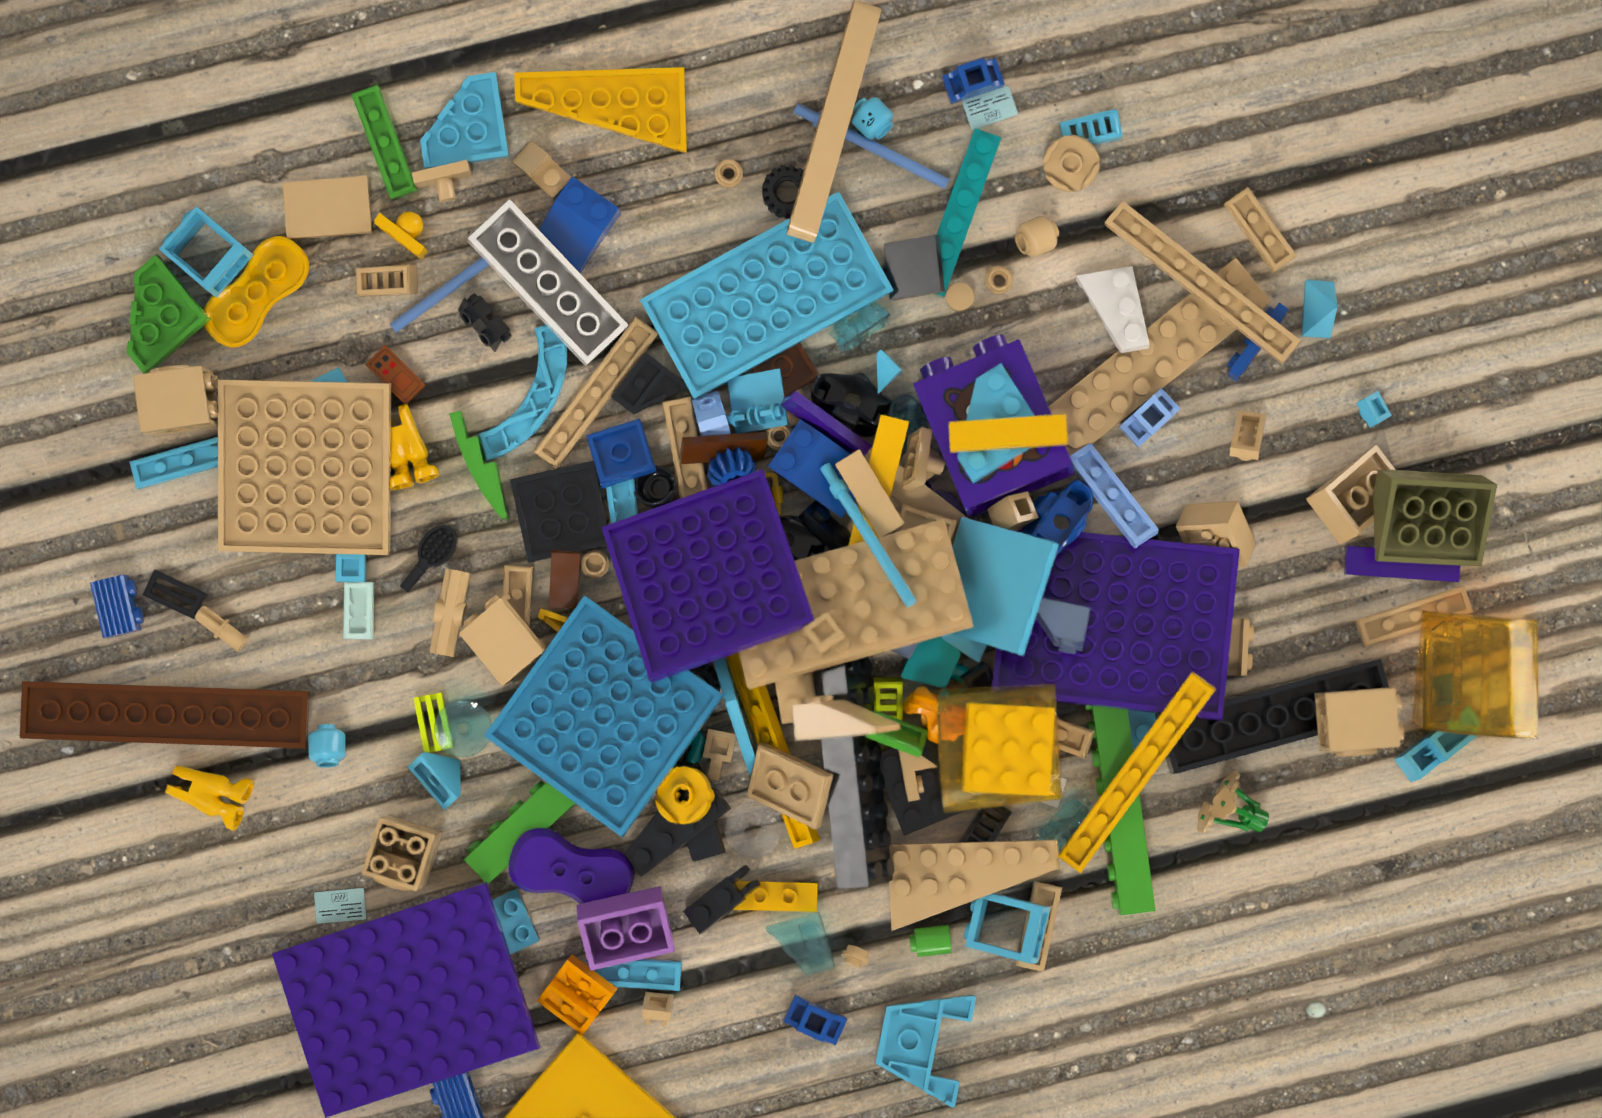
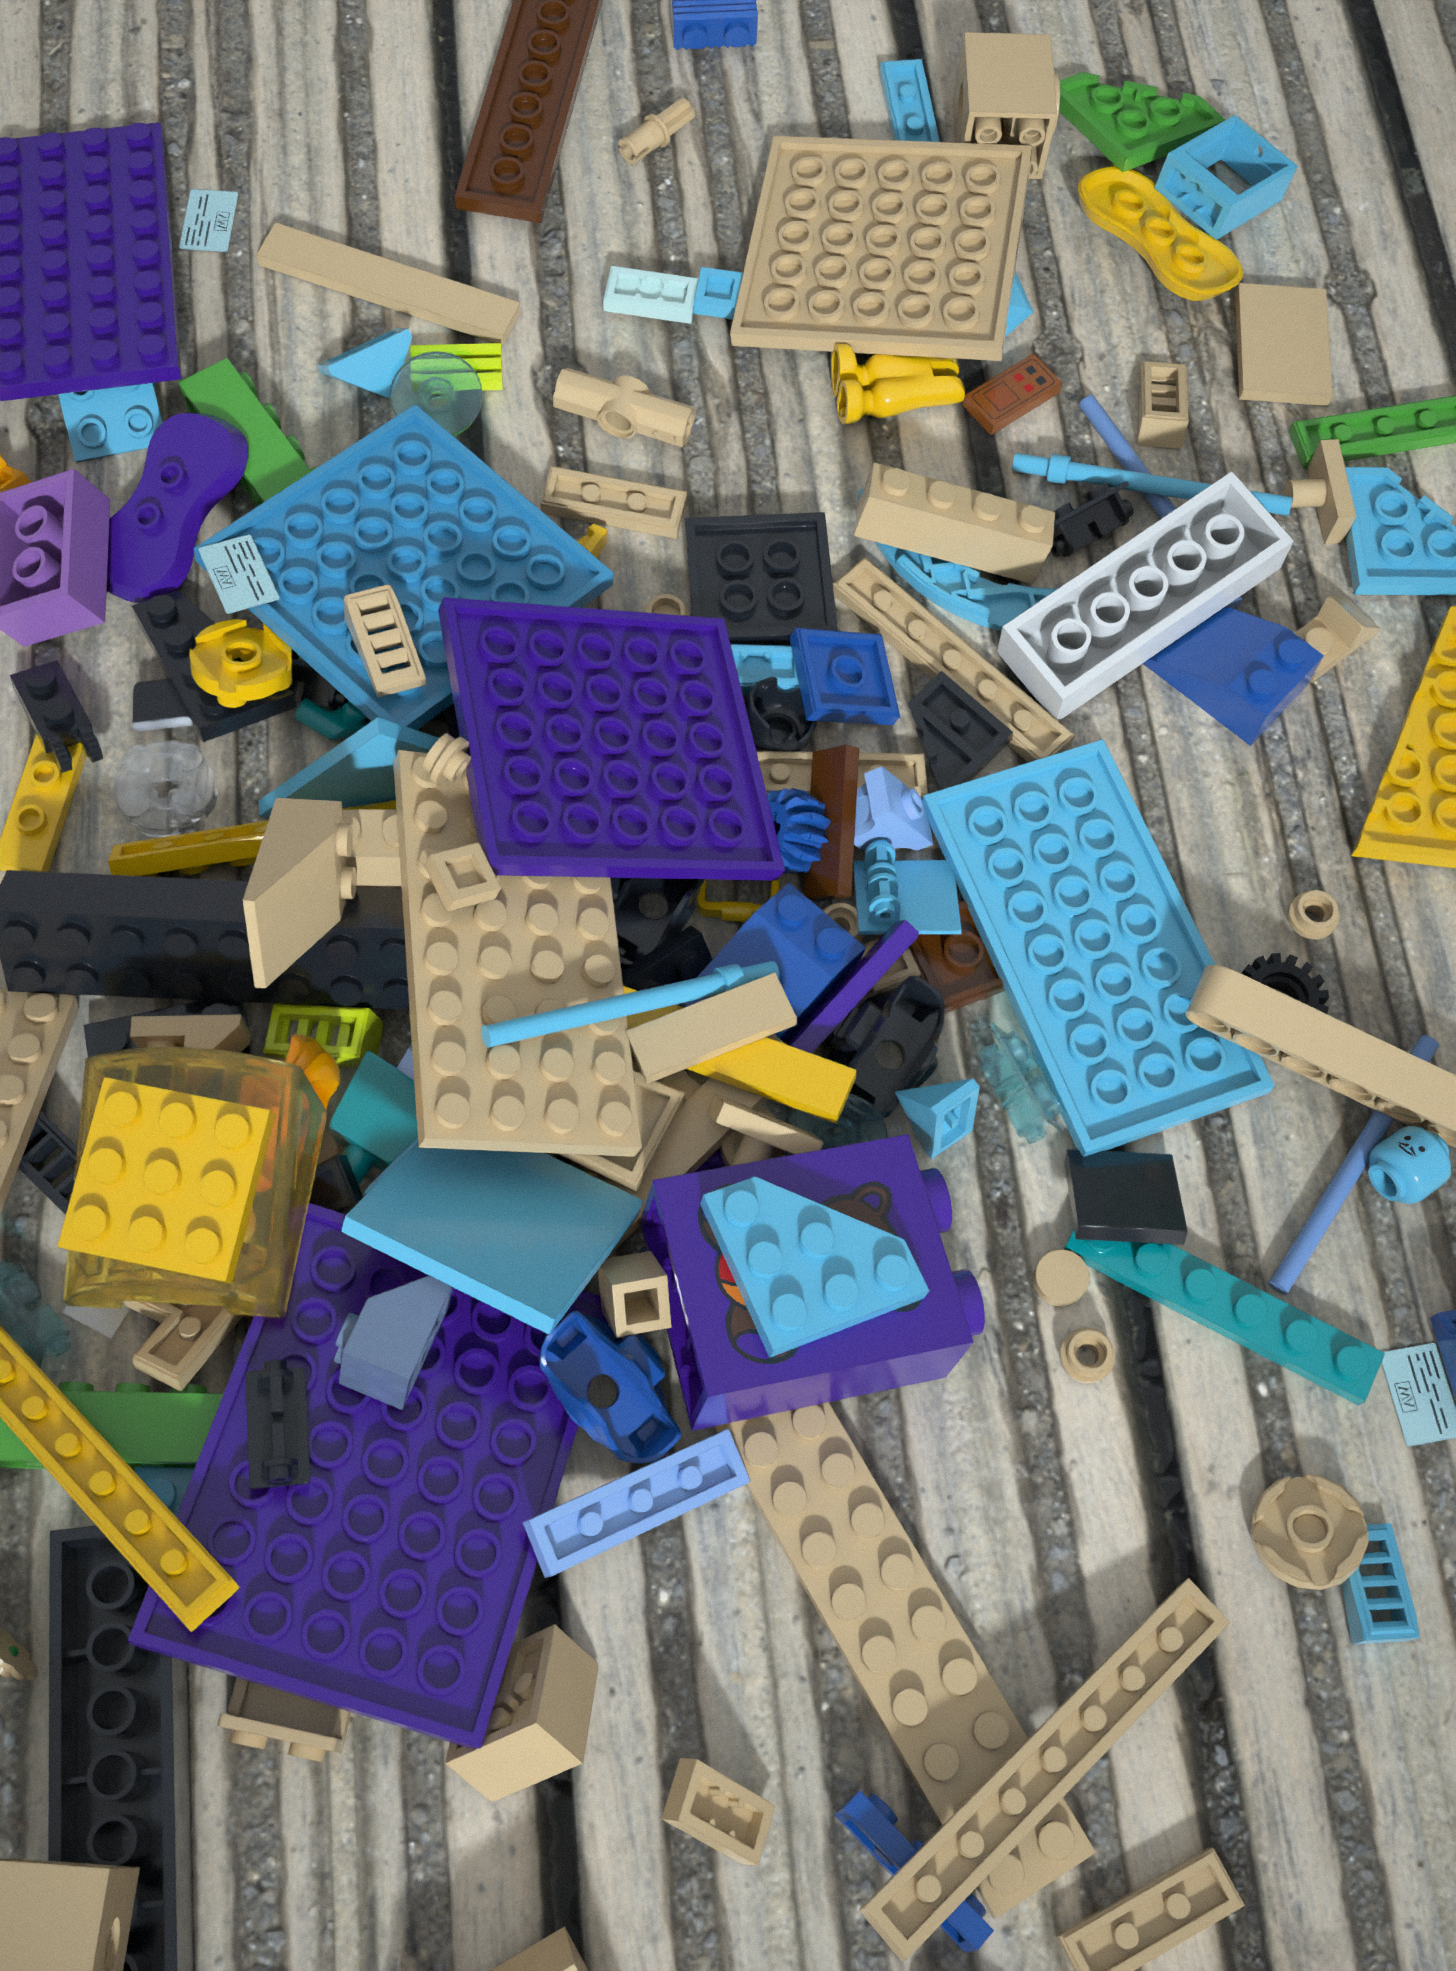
camera: 95 degrees right, 20 degrees down
(196, 604) = (725, 91): black tile -> none
(207, 791) = (412, 86): yellow piece -> none
(327, 746) = (451, 224): medium azure head -> none
(375, 775) = (389, 283): none -> tan tile
(401, 853) = (258, 275): tan brick -> none
(407, 227) = (1239, 428): yellow tile -> none
(433, 551) = (726, 404): black piece -> none
(449, 339) = (1060, 469): none -> medium azure bar
(485, 474) = (835, 480): bright green slope -> none
(502, 640) = (565, 457): tan panel -> none
(512, 400) = (954, 523): none -> tan brick
(564, 579) = (651, 564): reddish brown tile -> none
(634, 806) = (238, 574): none -> clear light blue sticker
(664, 703) = (377, 610): none -> tan slope
(718, 748) = (298, 747): tan plate -> none
(755, 655) = (447, 759): none -> tan plate
(789, 785) = (206, 837): tan tile -> none
(907, 739) = (260, 1015): bright green tile -> none
(1008, 433) = (787, 1272): yellow tile -> none
(1037, 236) = (1168, 1438): tan head -> none
(1112, 673) = (277, 1426): none -> black hinge
(1118, 305) = (1015, 1580): white wing -> none
(1149, 417) = (785, 1609): light blue brick -> none

